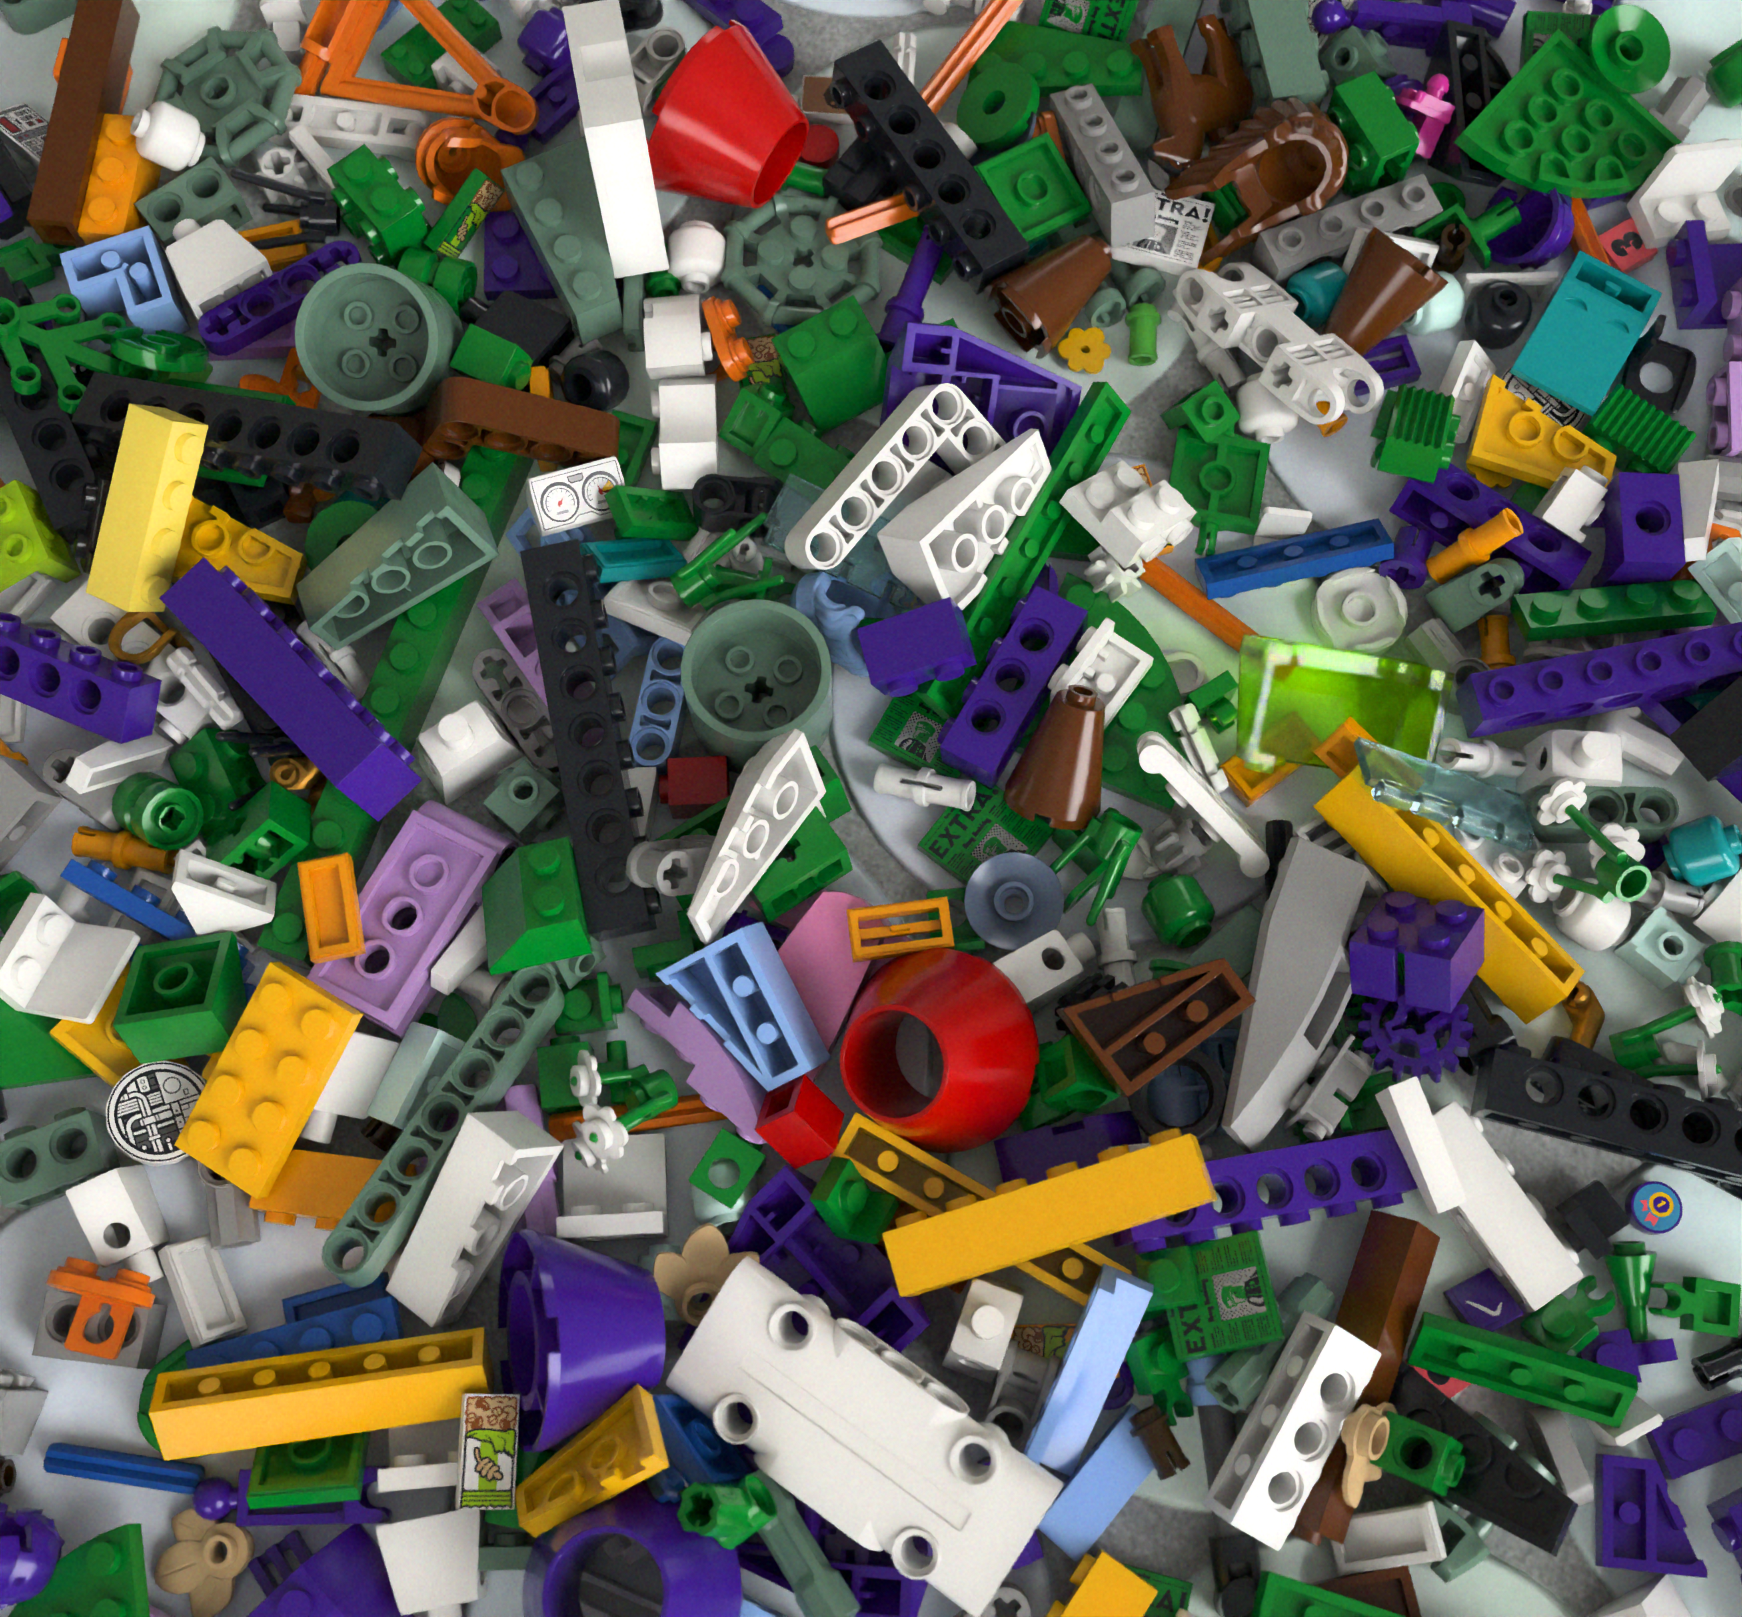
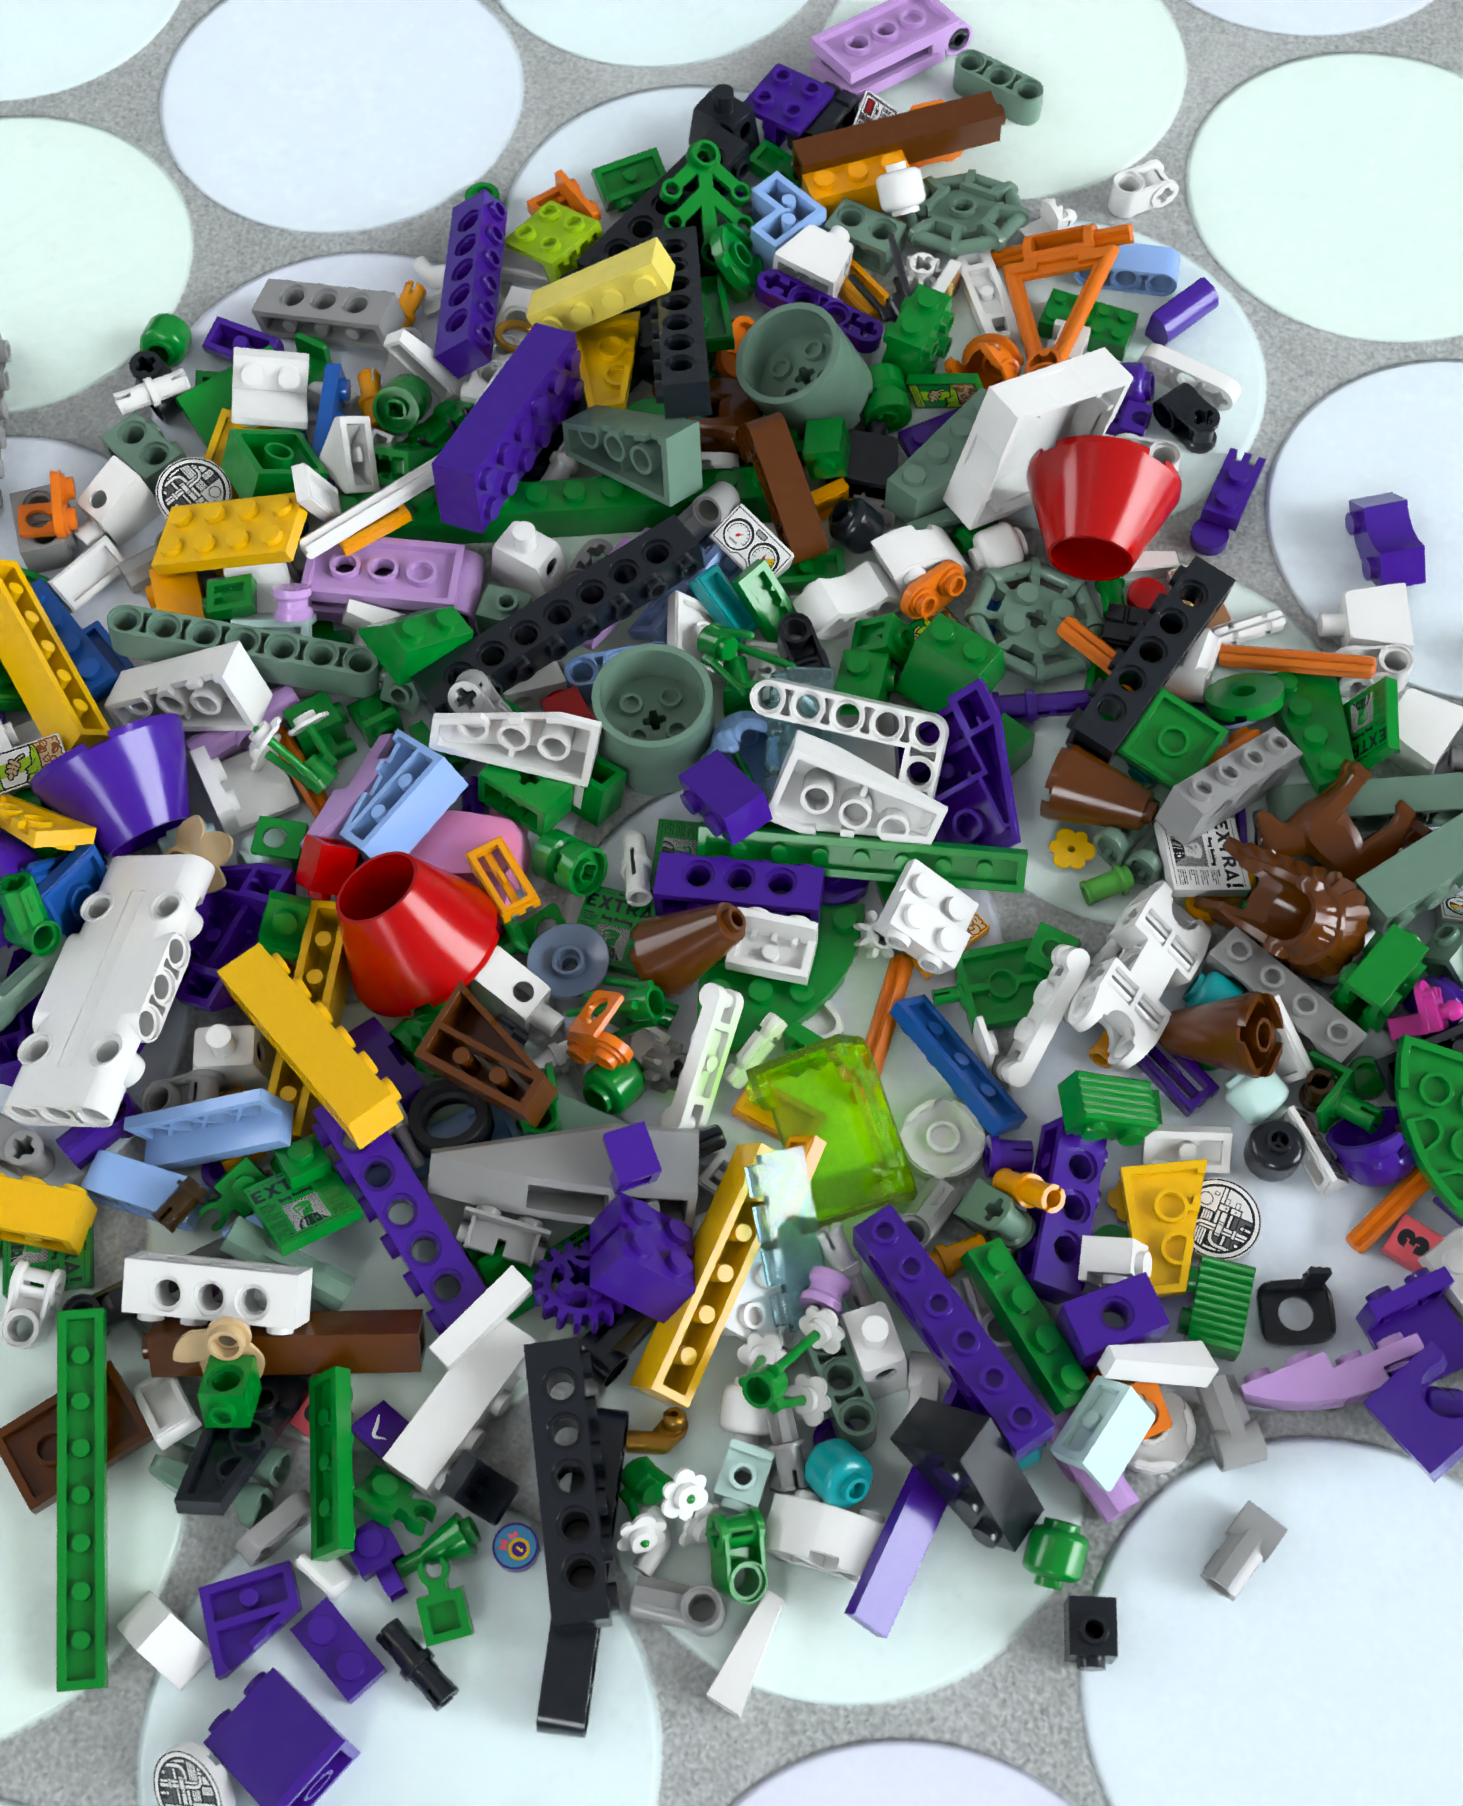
camera: 70 degrees right, 10 degrees down
(276, 950) = (315, 493): none -> white tile
(323, 878) = (367, 511): none -> white axle
(356, 1116) = (230, 598): none -> green bracket
(409, 1038) = (292, 602): none -> lavender wheel
(512, 522) = (710, 509): none -> light grey piece
(897, 851) = (569, 863): none -> green wheel
(1136, 918) = (589, 1041): none -> orange bracket
(1283, 448) = (1050, 1004): none -> white plate
(1329, 908) = (631, 1157): none -> dark purple panel
(1513, 785) = (826, 1290): none -> lavender wheel
(1585, 333) = (1289, 1222): teal slope -> none

